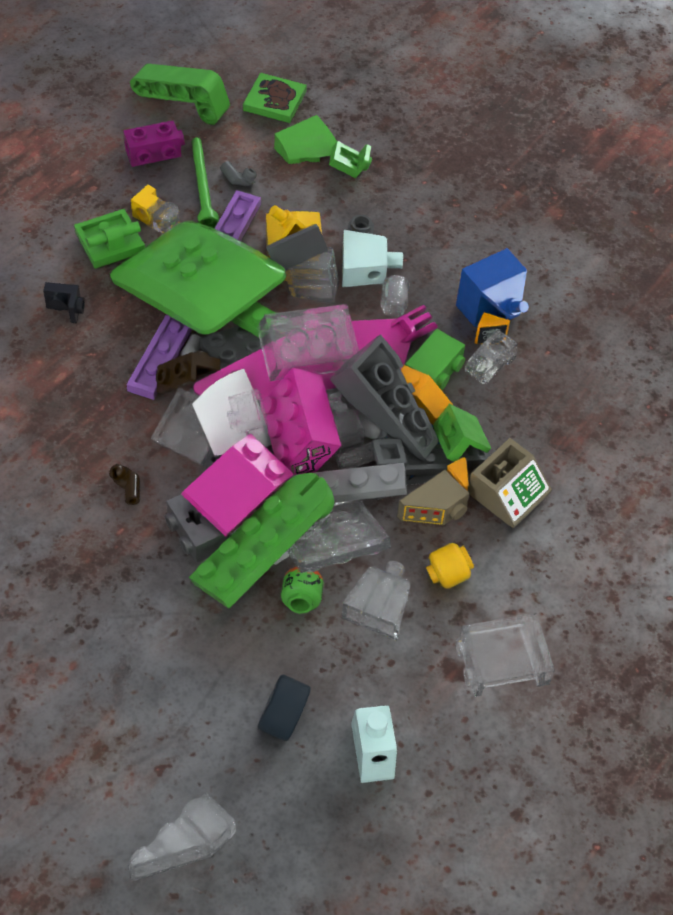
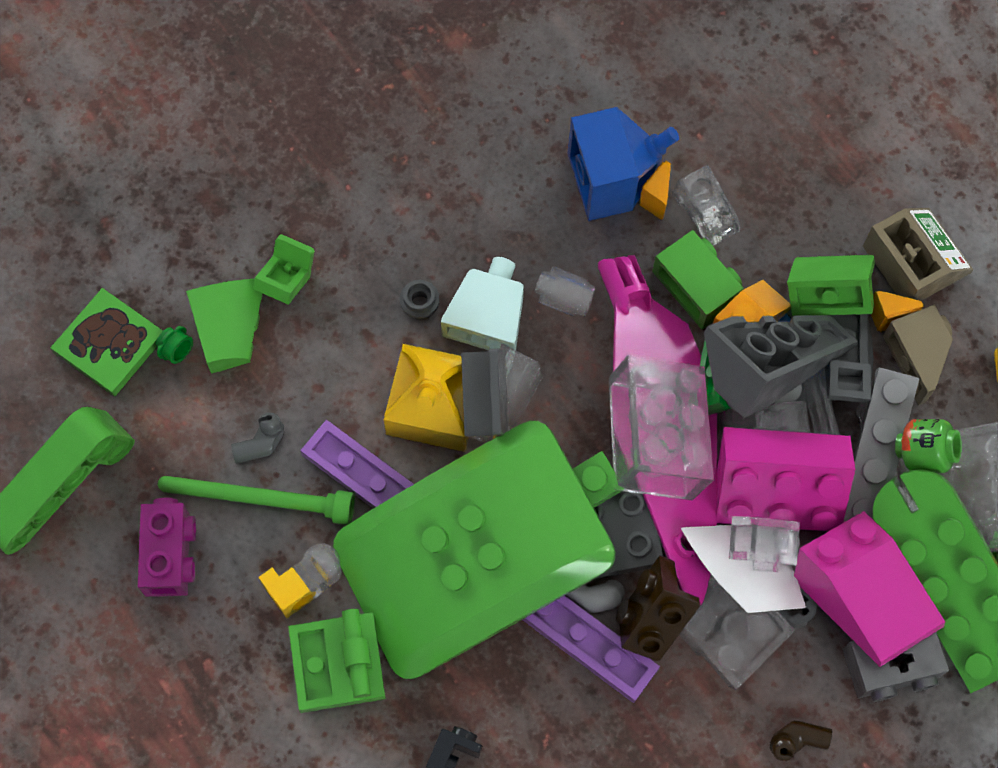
camera: 70 degrees left, 15 degrees up
(282, 121) = (174, 344): none -> green plate
(353, 497) = (929, 445): none -> bright green head

